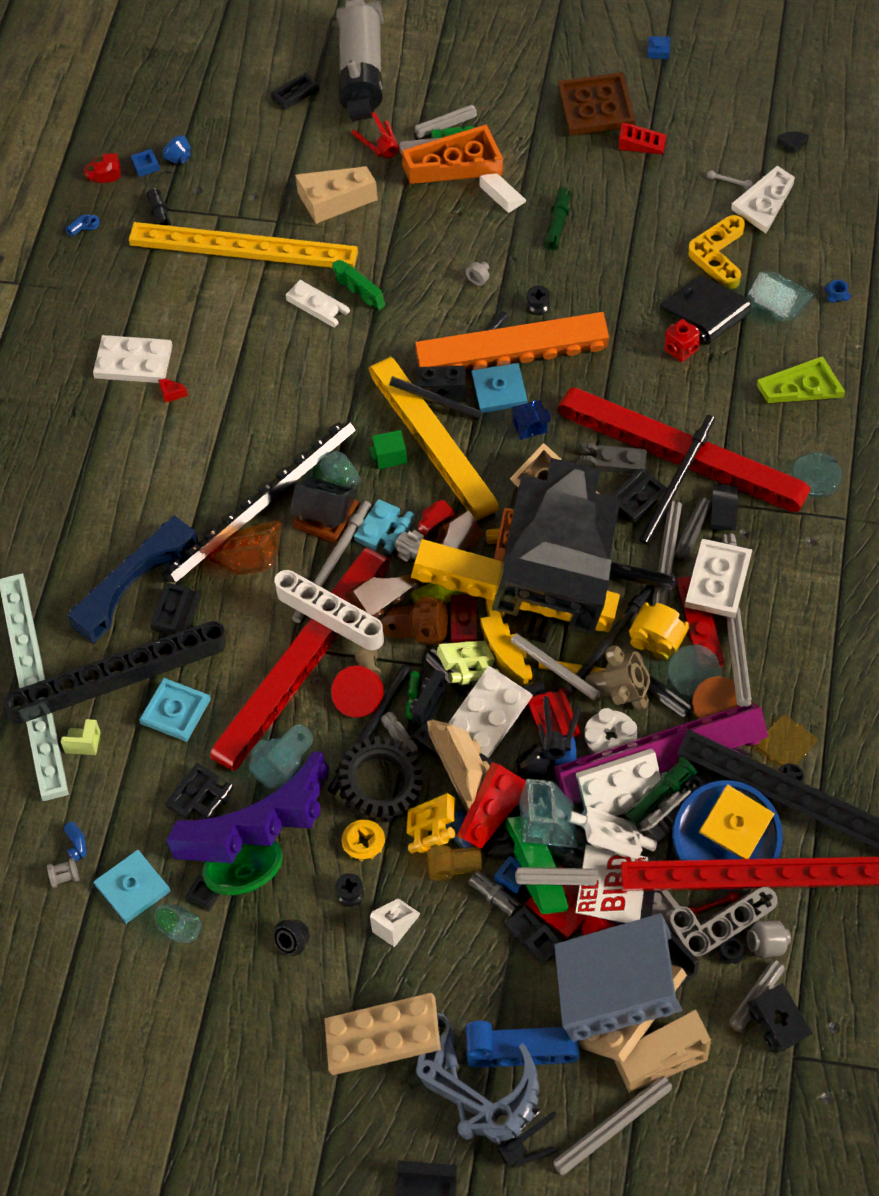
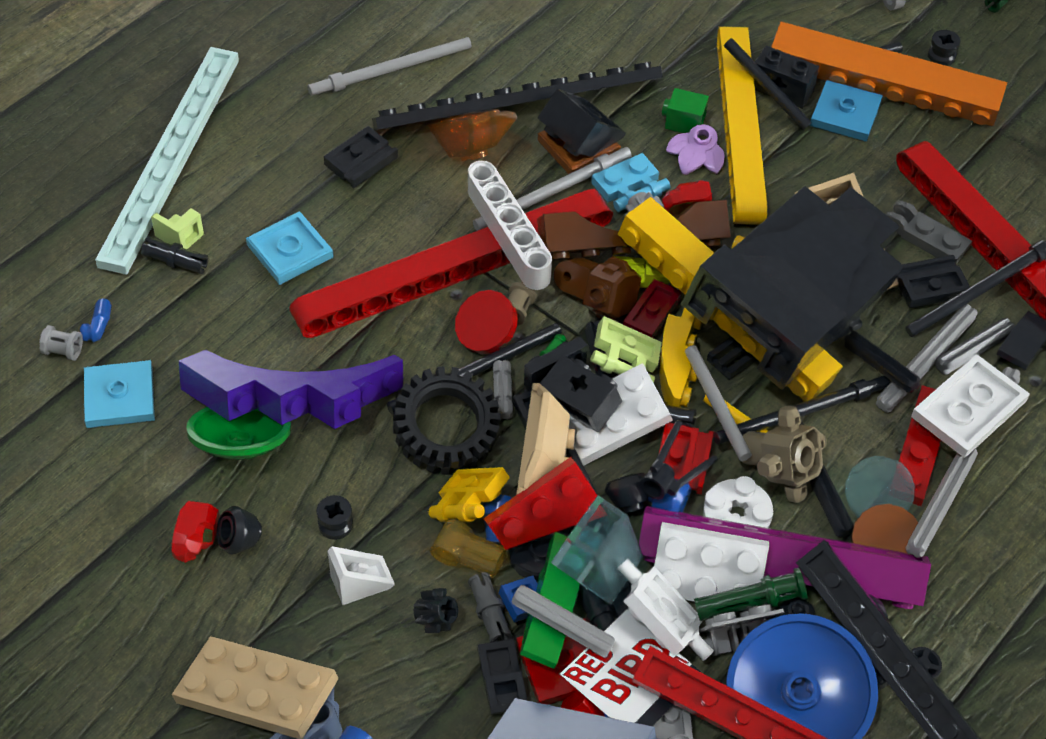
camera: 25 degrees right, 5 degrees down
(95, 613) = (283, 119): dark blue arch -> none
(95, 761) = (174, 255): none -> black pin
(106, 680) = (254, 180): black beam -> none
(115, 555) = (339, 81): none -> light grey bar
(177, 923) = (133, 453): clear light blue rock -> none
(194, 789) = (249, 333): black plate -> none
(201, 895) = (178, 441): black tile -> none
(262, 953) = (194, 530): none -> red rock
(279, 759) = (354, 342): clear light blue piece -> none
(339, 469) = (620, 106): clear light blue rock -> none
(367, 829) = (376, 467): yellow gear -> none
(415, 478) = (697, 152): none -> lavender plate
(462, 915) = (435, 610): none -> black gear
(474, 718) = (583, 393): none -> black brick
(531, 419) = (860, 152): clear blue brick -> none
(658, 630) = (863, 424): yellow brick -> none
(736, 822) = (819, 678): yellow plate -> none
(787, 742) = (945, 627): clear yellow piece -> none

